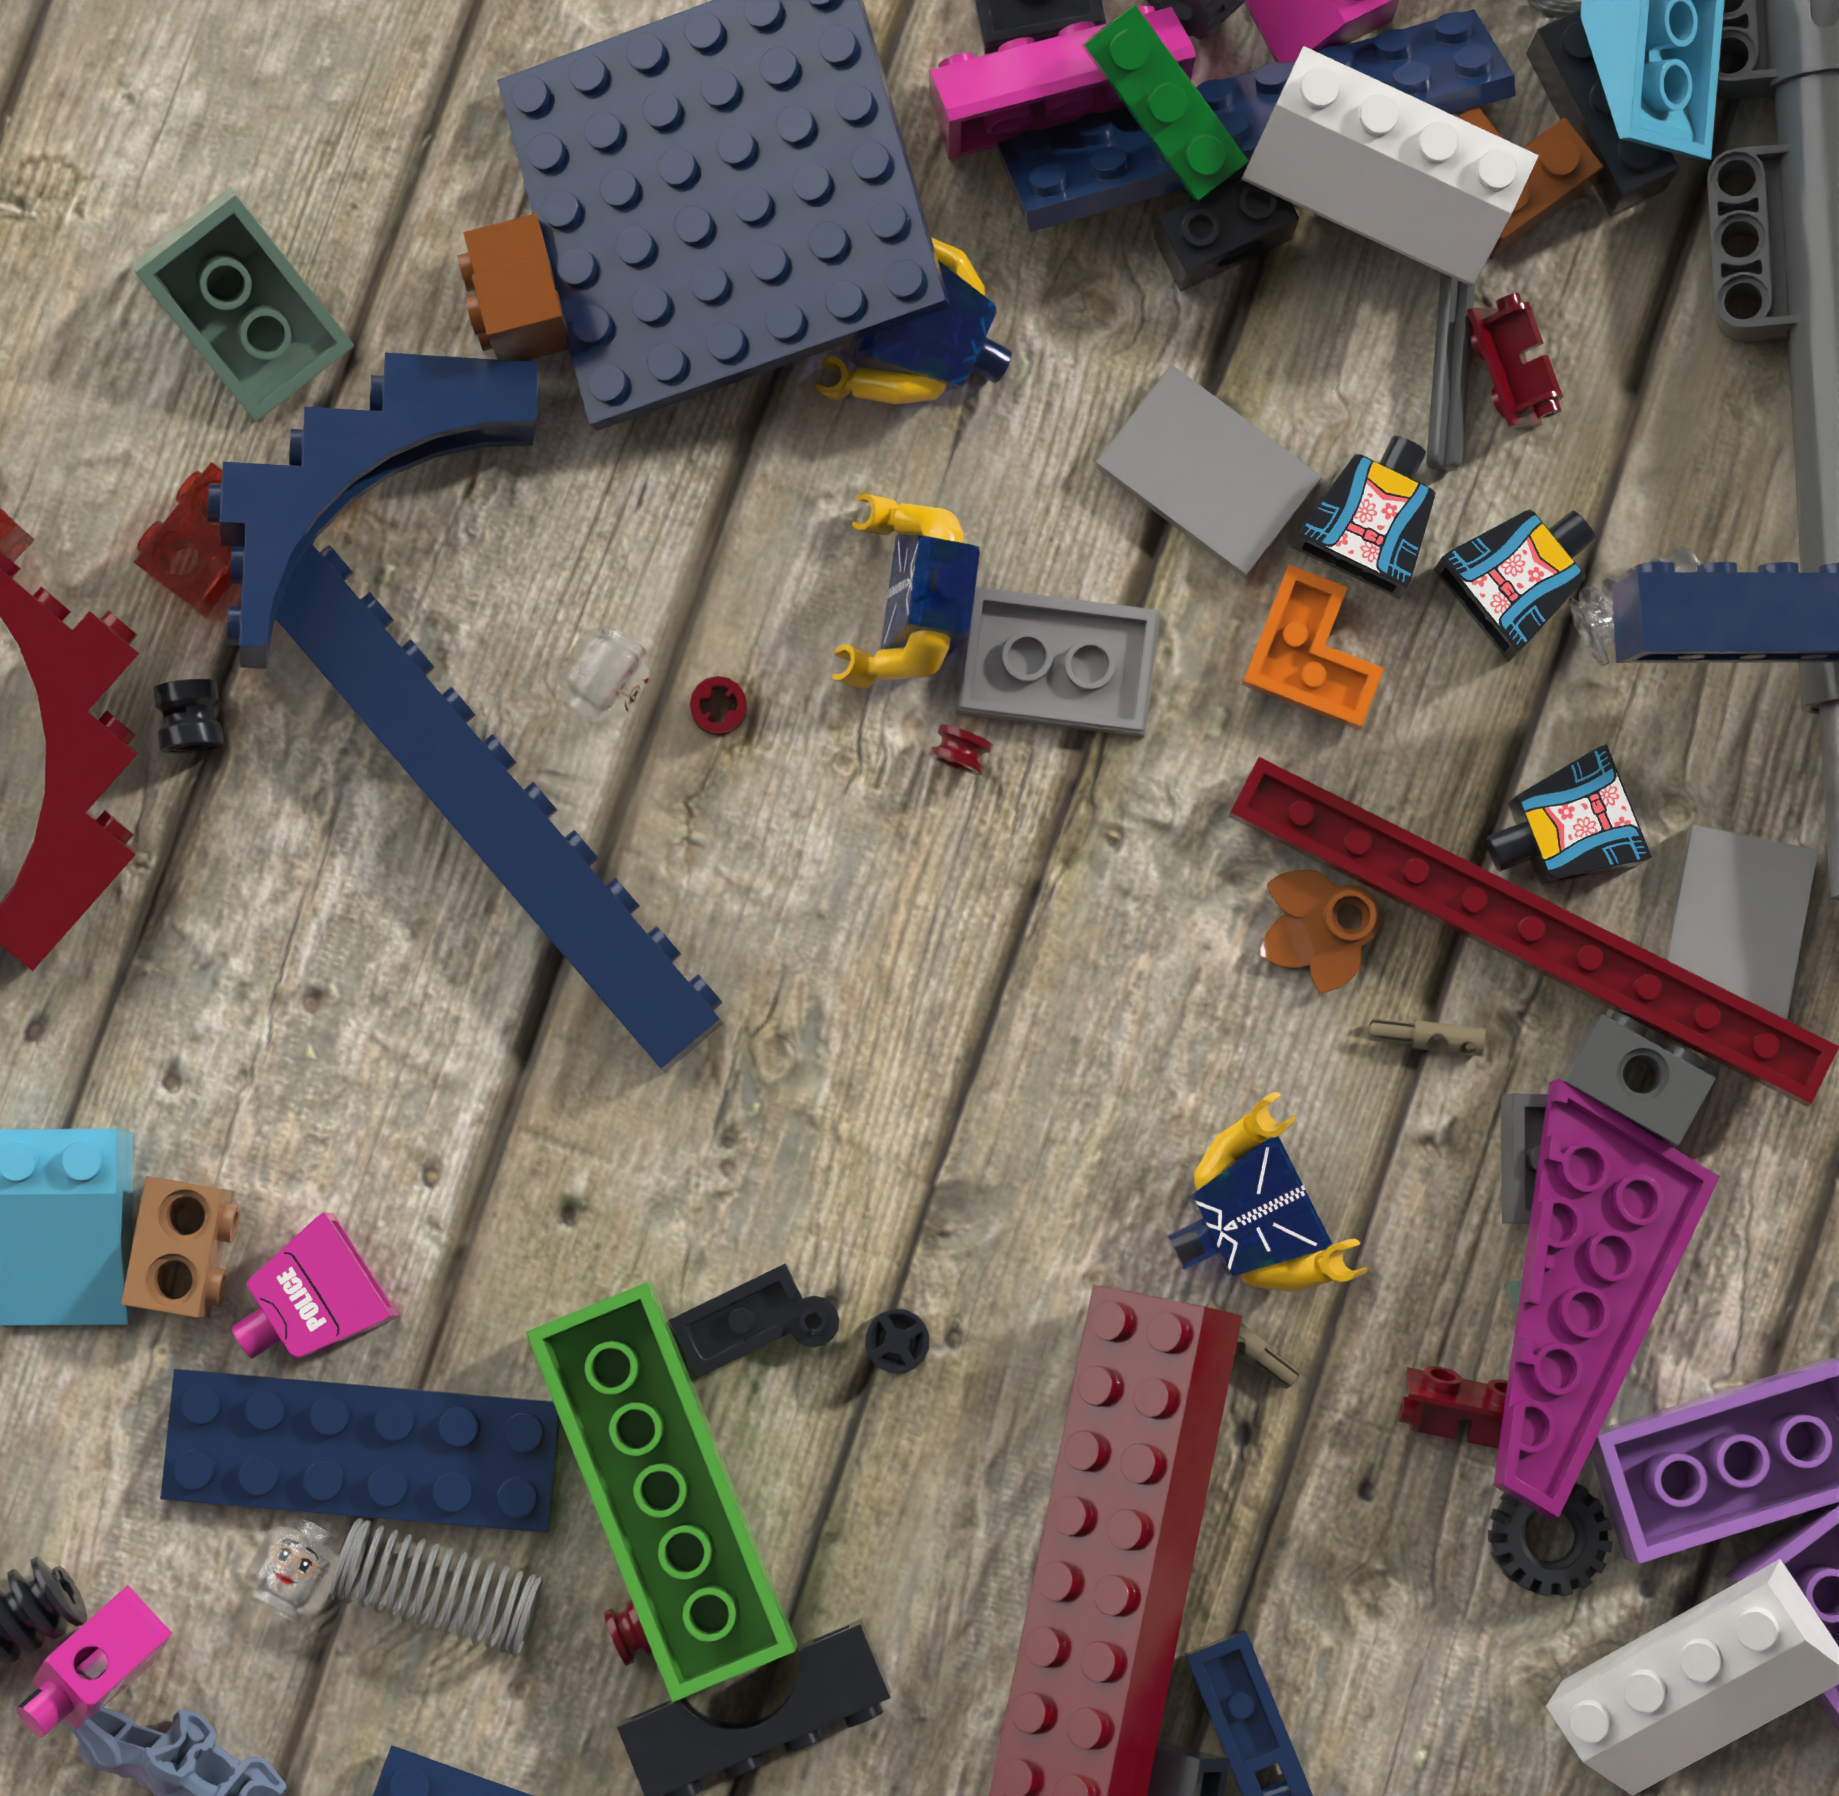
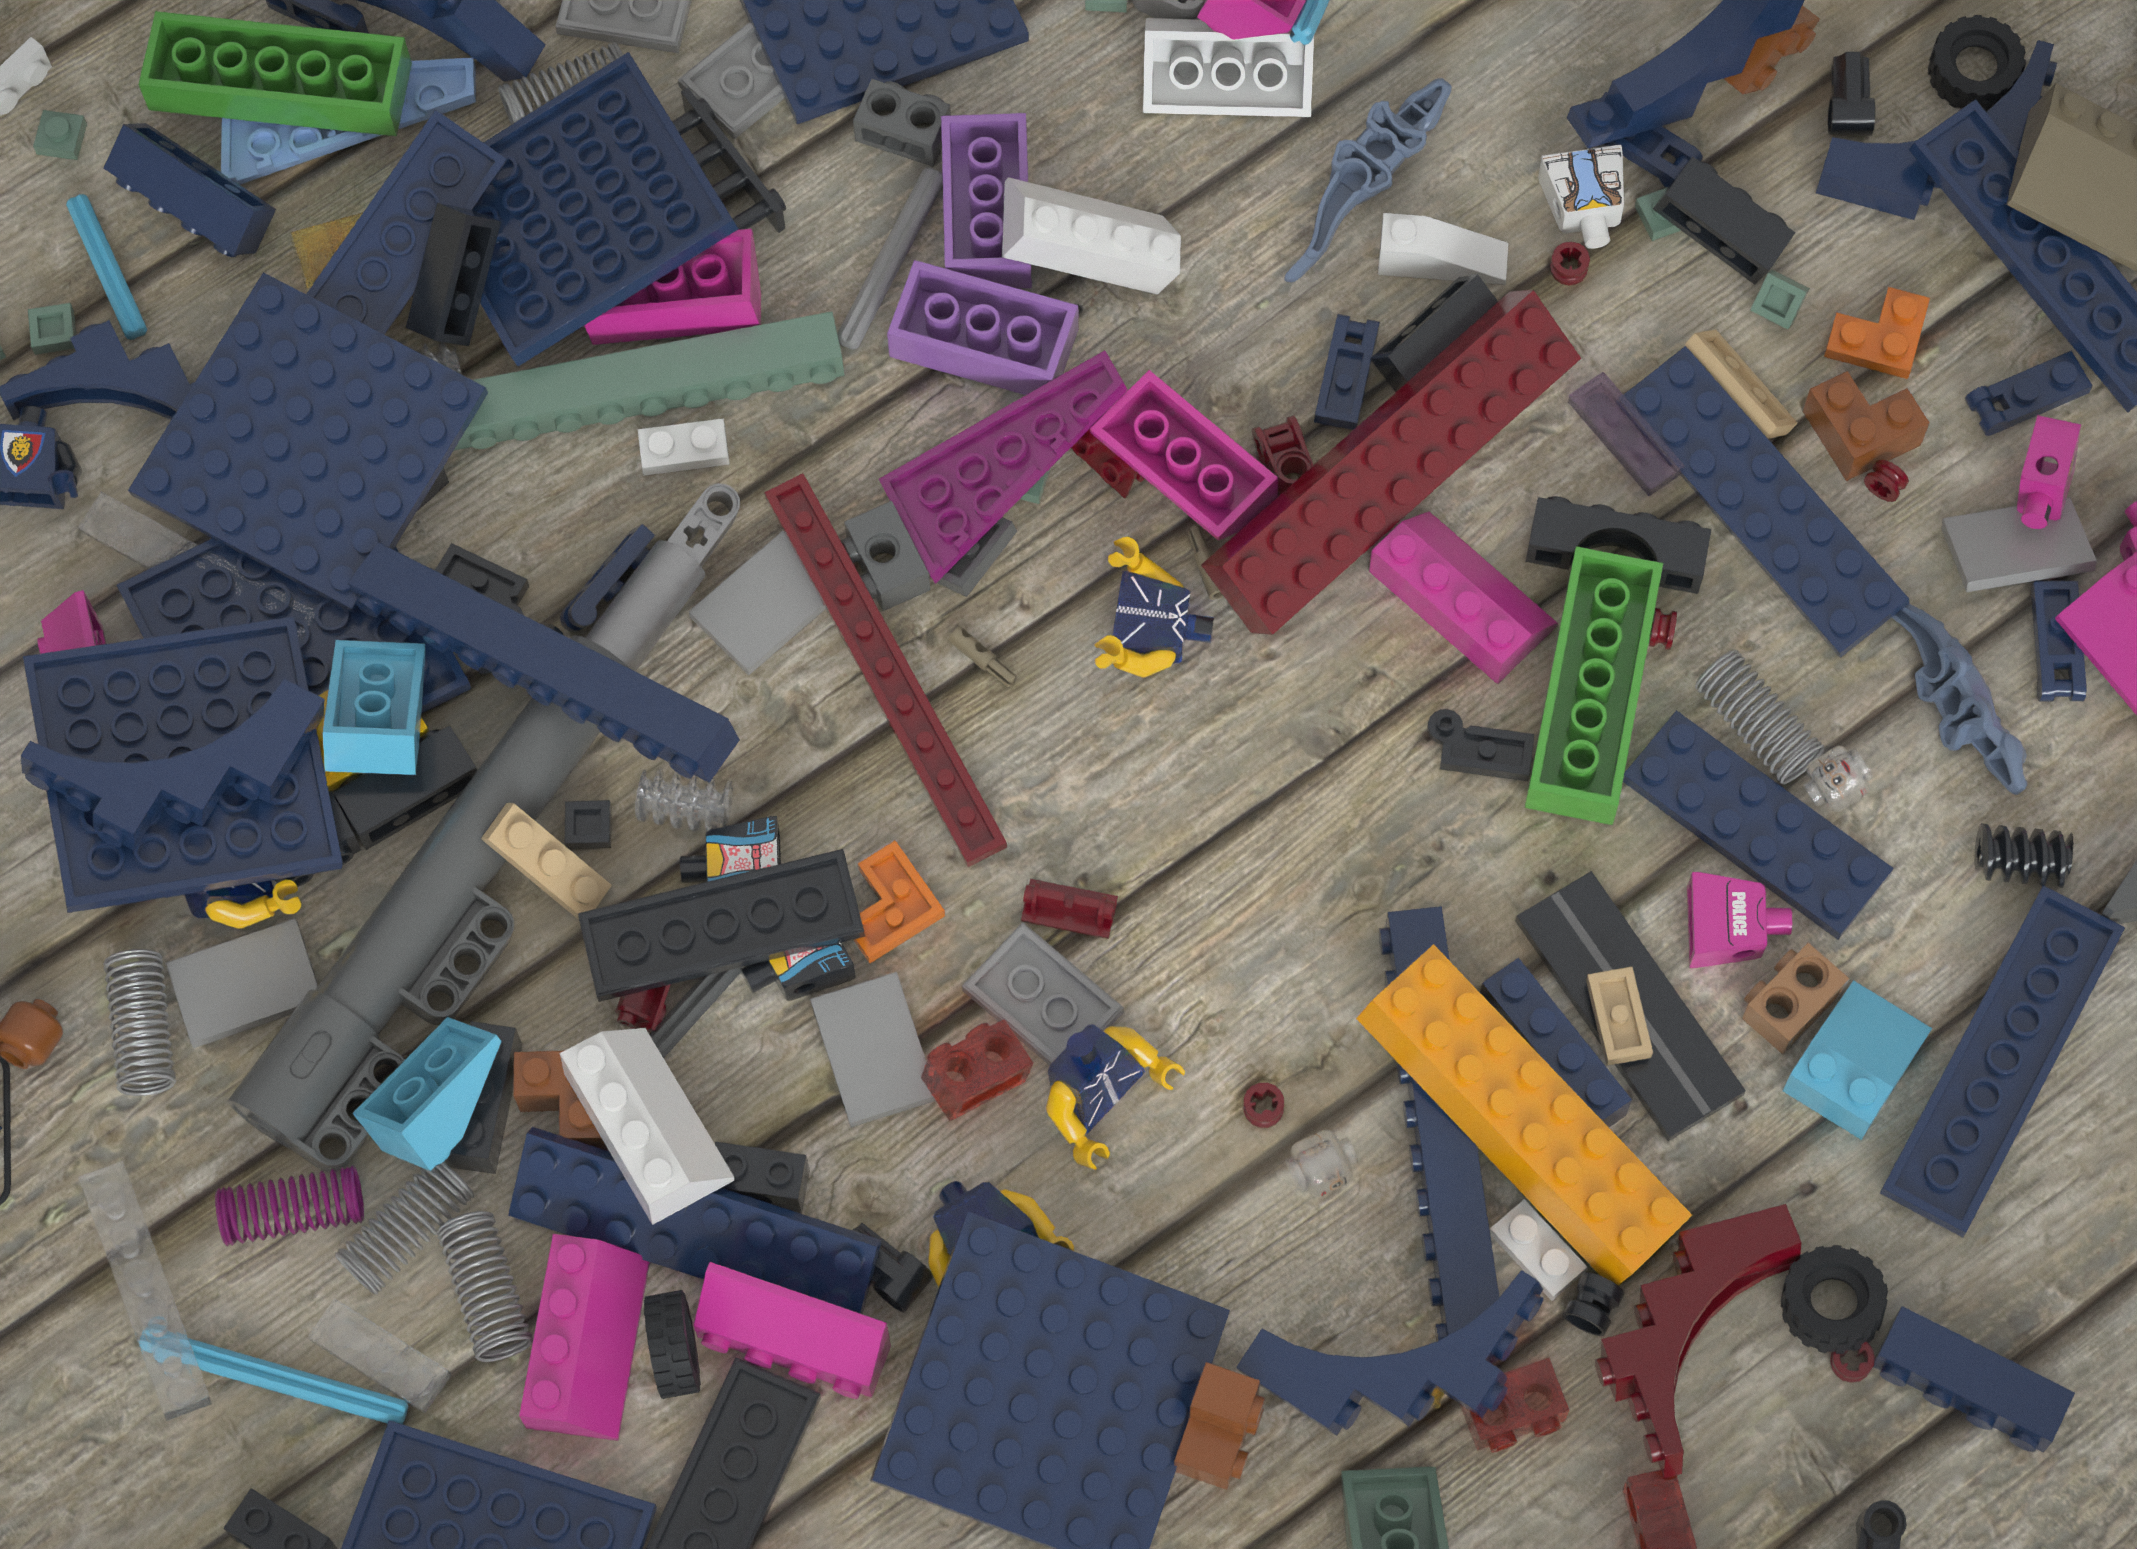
camera: 145 degrees left, 15 degrees down
(106, 1650) = (1985, 787): dark pink torso -> none
(295, 745) = (1538, 1249): none -> white plate
(367, 1077) = (1619, 1016): none -> tan plate
(372, 1113) = (1585, 934): none -> black tile
(396, 863) = (1523, 1116): none -> light orange brick
(420, 988) = (1548, 1031): none -> dark blue brick
(897, 1347) = (1406, 674): black wheel -> none
(905, 1515) = (1460, 594): none -> dark pink slope
(961, 749) = (1137, 981): dark red bush -> none
(992, 227) = (897, 1275): none -> black piece
(1054, 507) = (982, 1076): none -> clear red brick
(1104, 789) = (1068, 908): none -> dark red hinge
(1165, 102) = (749, 1246): green plate -> none
(1253, 1555) = (1282, 450): none -> dark red piece
(1310, 929) = (1007, 753): dark orange plate -> none
(1362, 1447) = (1186, 457): none -> dark pink slope
(1481, 472) = (721, 925): none -> black tile
(1555, 1576) = (1115, 340): black tyre -> none
(1572, 824) = (815, 712): torso -> none
(1732, 508) = (588, 824): none -> black plate
(1742, 412) = (545, 860): none -> tan plate

